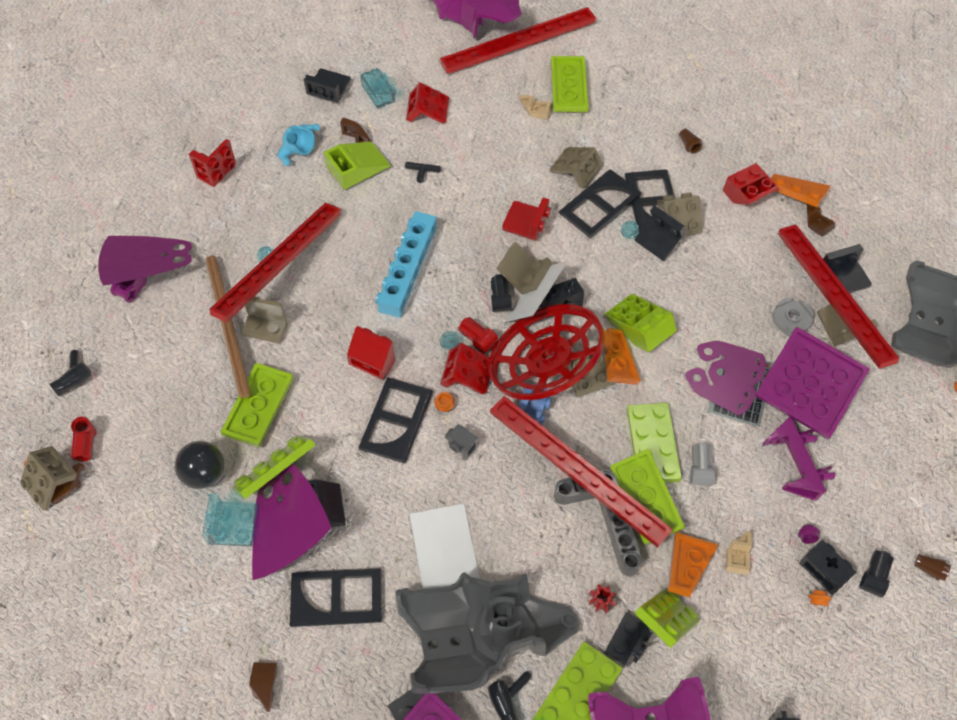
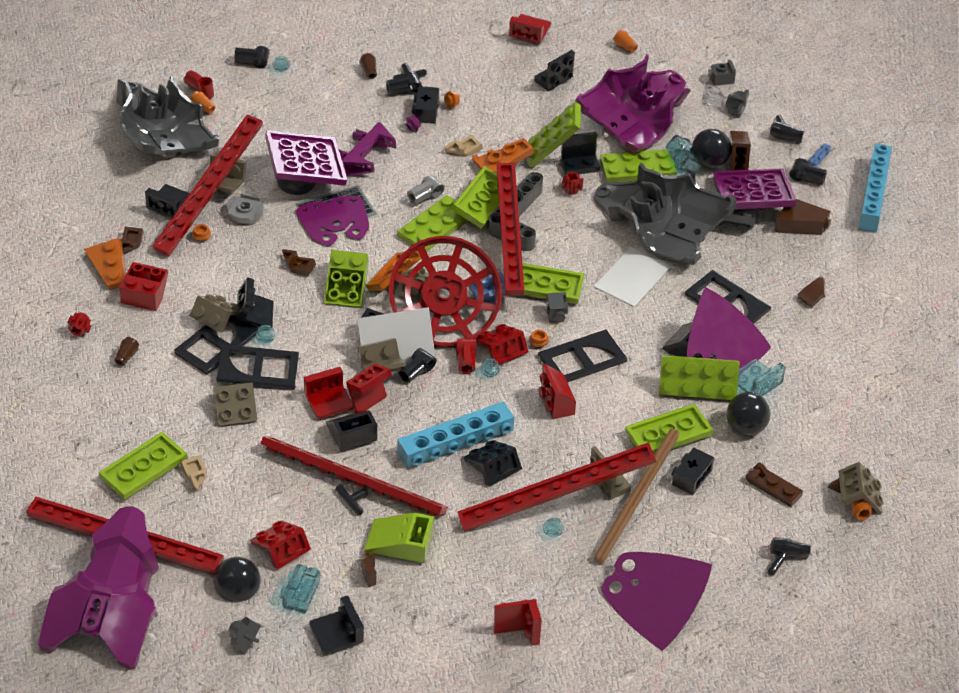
camera: 135 degrees left, 15 degrees down
(82, 441) = (814, 500): red piece -> none
(131, 430) = (774, 485): none -> reddish brown plate
(202, 391) = (692, 470): none -> black brick
(297, 140) = (425, 596): medium azure piece -> none
(362, 265) = (495, 460): none -> black bracket
(377, 40) = (243, 633): none -> dark grey piece
(422, 66) = (237, 579): none -> black piece
(436, 179) = (361, 479): none -> red plate
(480, 206) = (353, 429): none -> black slope
(496, 463) = (544, 280): none -> lime plate
(501, 229) = (368, 387): none -> red bracket
(692, 307) = (298, 265): none -> reddish brown slope
(742, 130) = (79, 324): none -> red gear
(787, 269) = (201, 232): none -> orange plate
(894, 598) = (406, 69): none -> black piece

